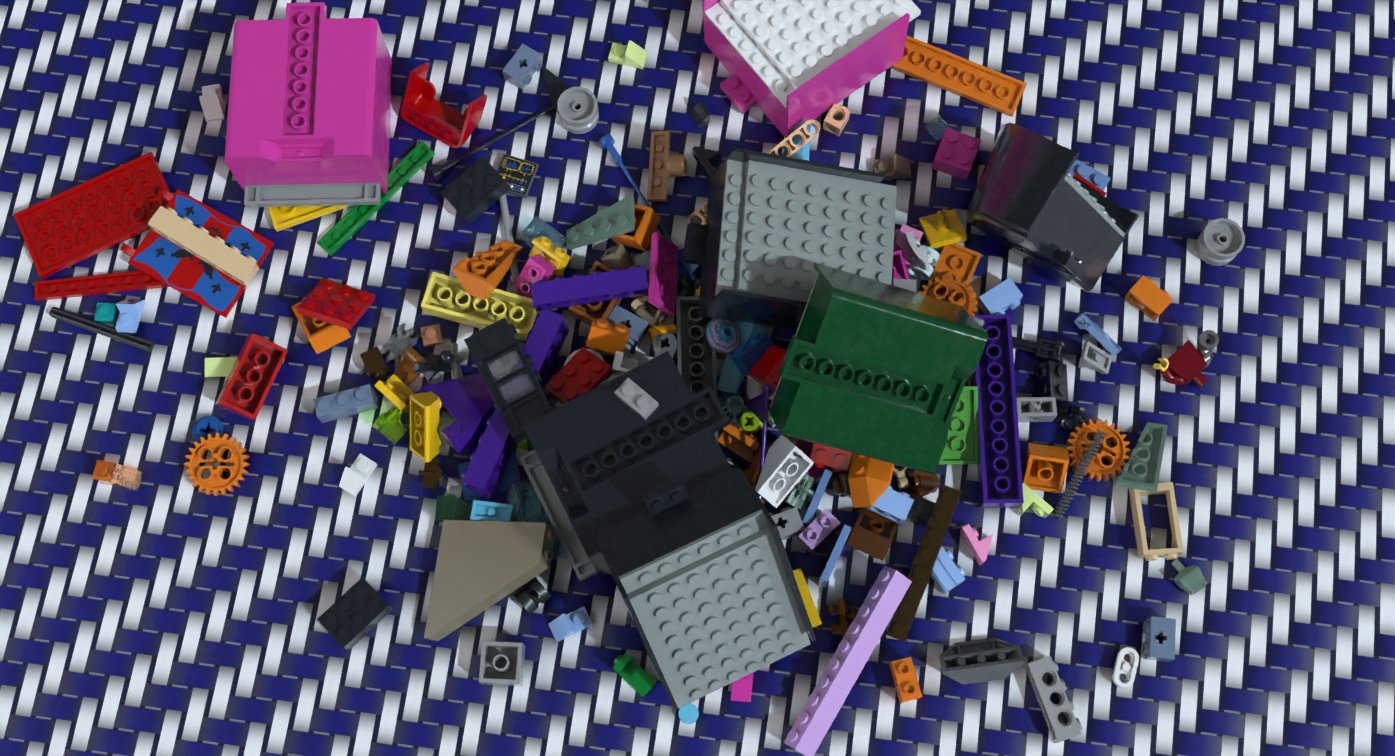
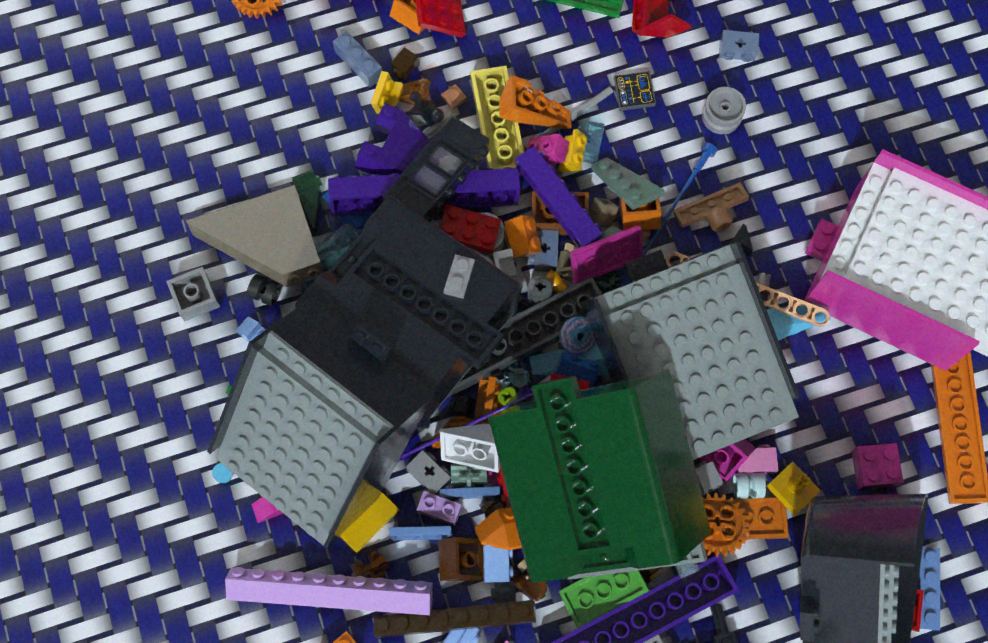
camera: 60 degrees right, 0 degrees up
(355, 614) = (183, 157): black brick -> none
(357, 475) = (303, 100): white slope -> none
(390, 425) = (355, 102): clear neon green brick -> none
(398, 343) = (430, 71): dark grey pin -> none
(425, 425) = (366, 128): yellow slope -> none
(432, 475) = (330, 157): dark brown piece -> none
(476, 190) = (601, 64): black brick -> none
(491, 511) = (316, 219): medium azure plate -> none
(555, 89) = (737, 81): black piece -> none
(628, 55) = (803, 128): yellowish green slope -> none
(700, 114) = (781, 217): black slope -> none
(836, 126) = (840, 342): light nougat brick -> none
(893, 168) = (828, 413): dark tan slope -> none
(918, 251) = (753, 473): white slope -> none
(937, 127) = (895, 435): clear light blue tile -> none
(1000, 298) = (752, 575): light blue brick -> none

